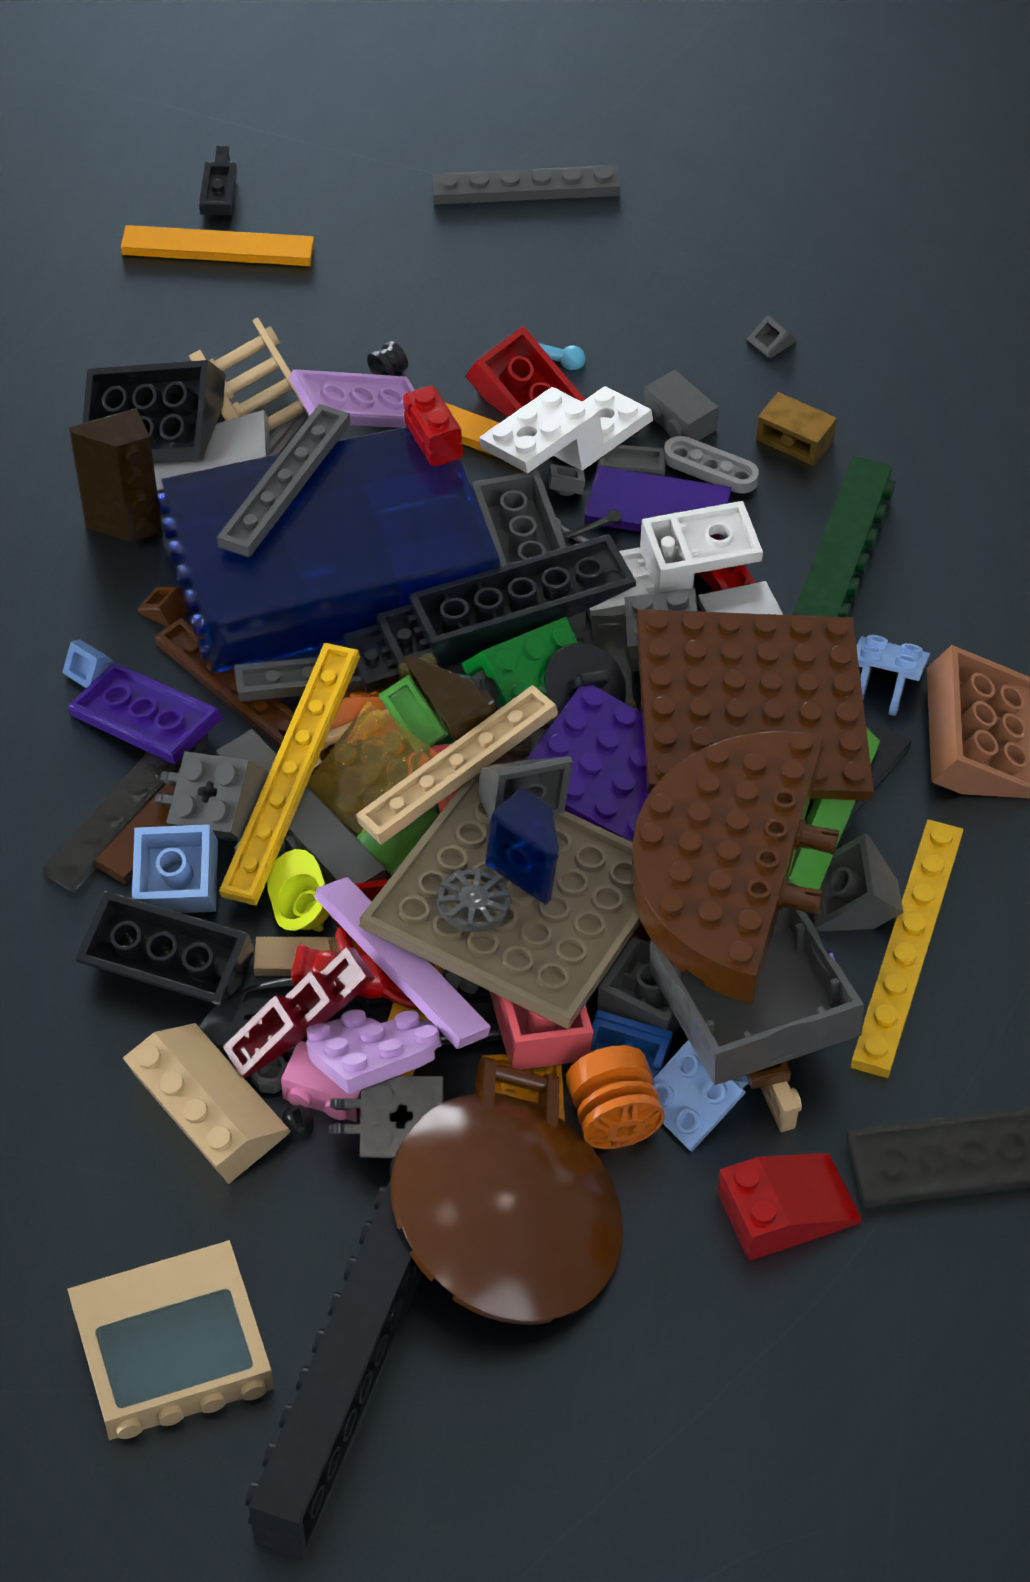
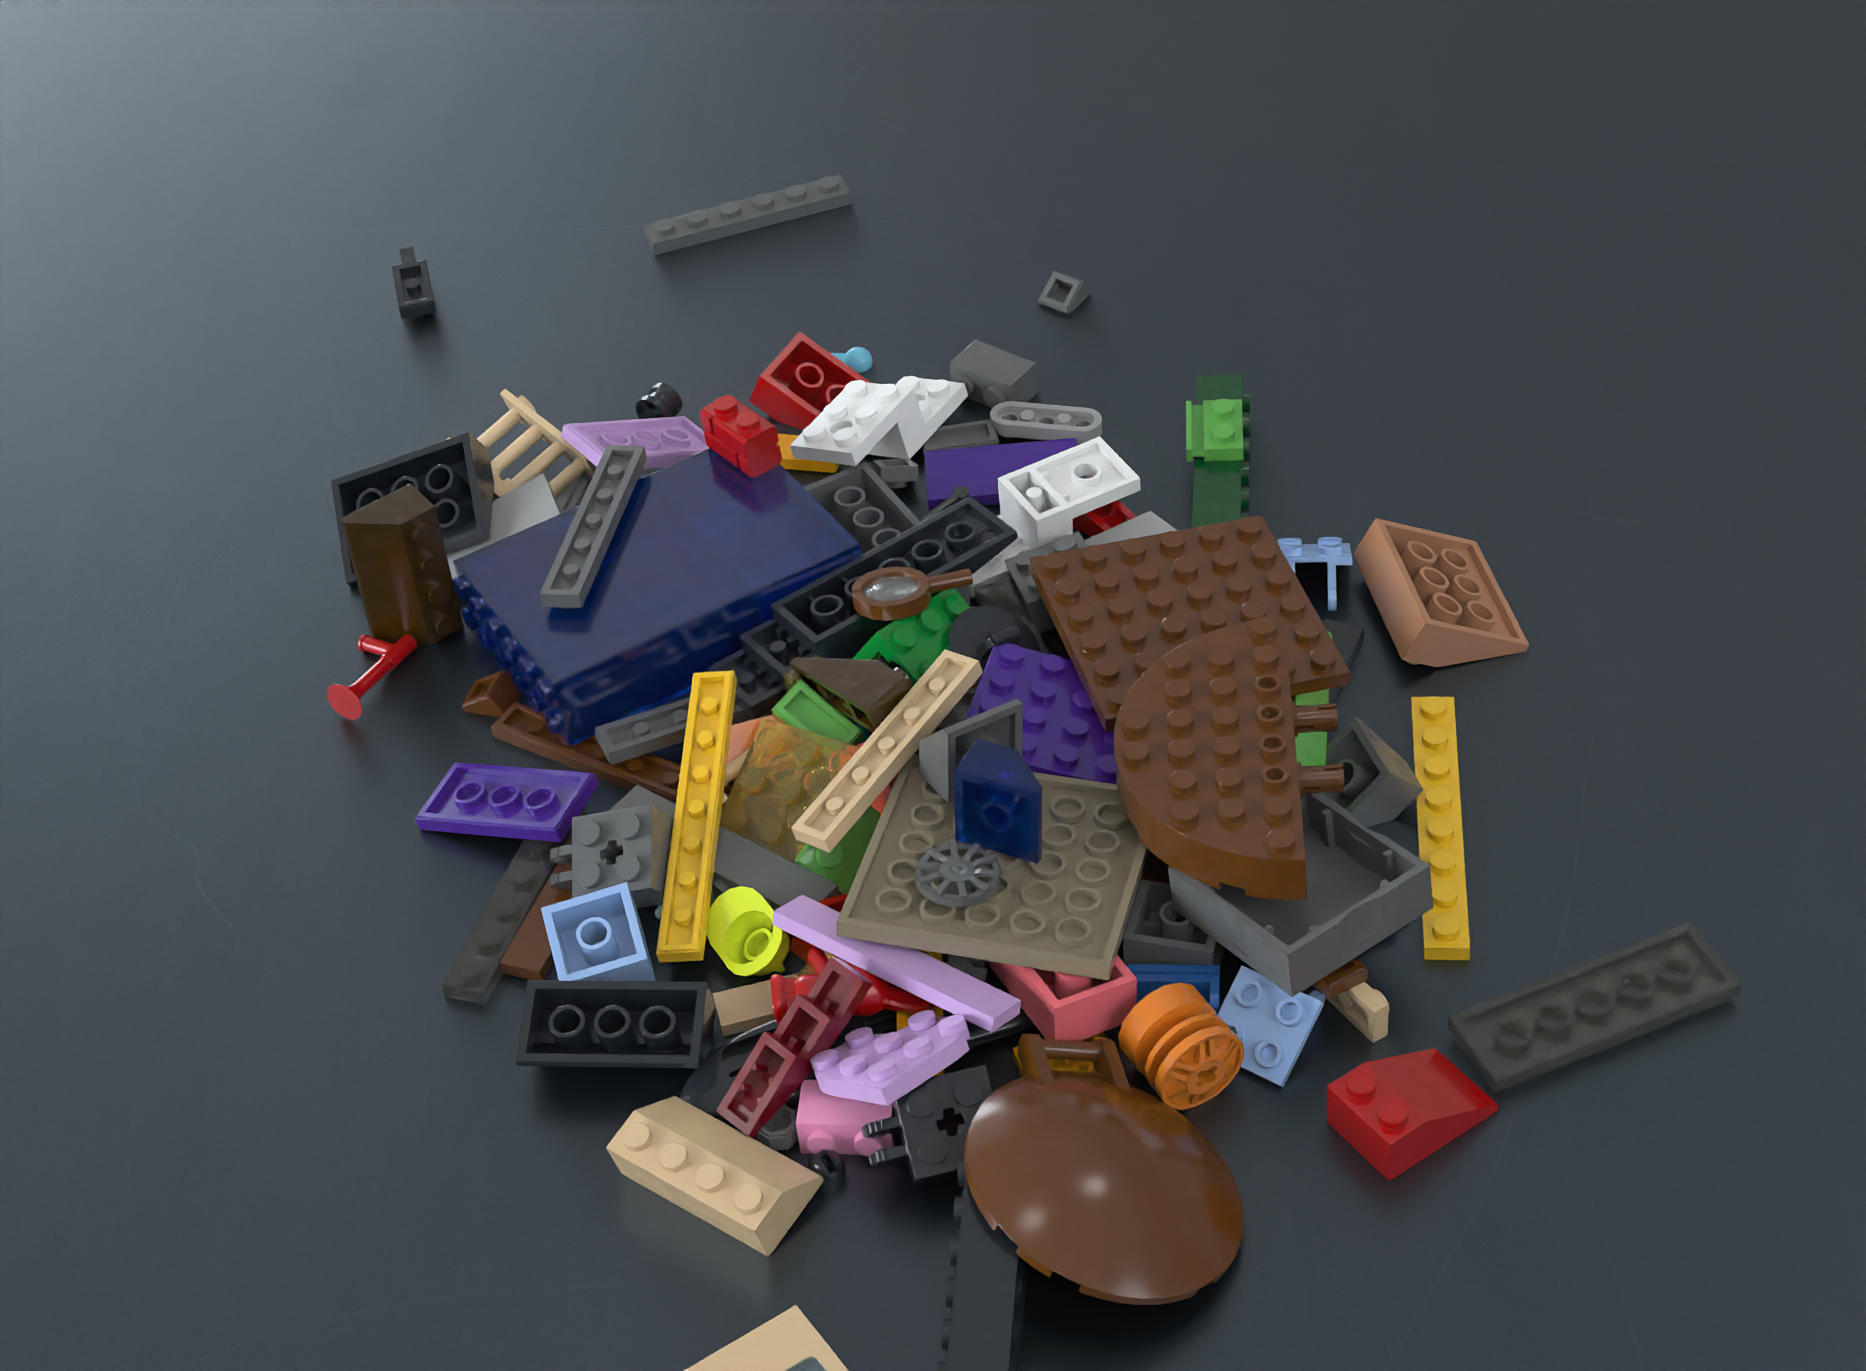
camera: 10 degrees left, 10 degrees down
(46, 577) = (347, 699): none -> red piece
(85, 663) = (421, 770): medium blue tile -> none
(217, 245) = (430, 343): light orange tile -> none
(517, 615) = (901, 591): none -> reddish brown piece
(796, 428) = (1124, 368): pearl gold brick -> none
(847, 517) = (1214, 430): none -> bright green plate

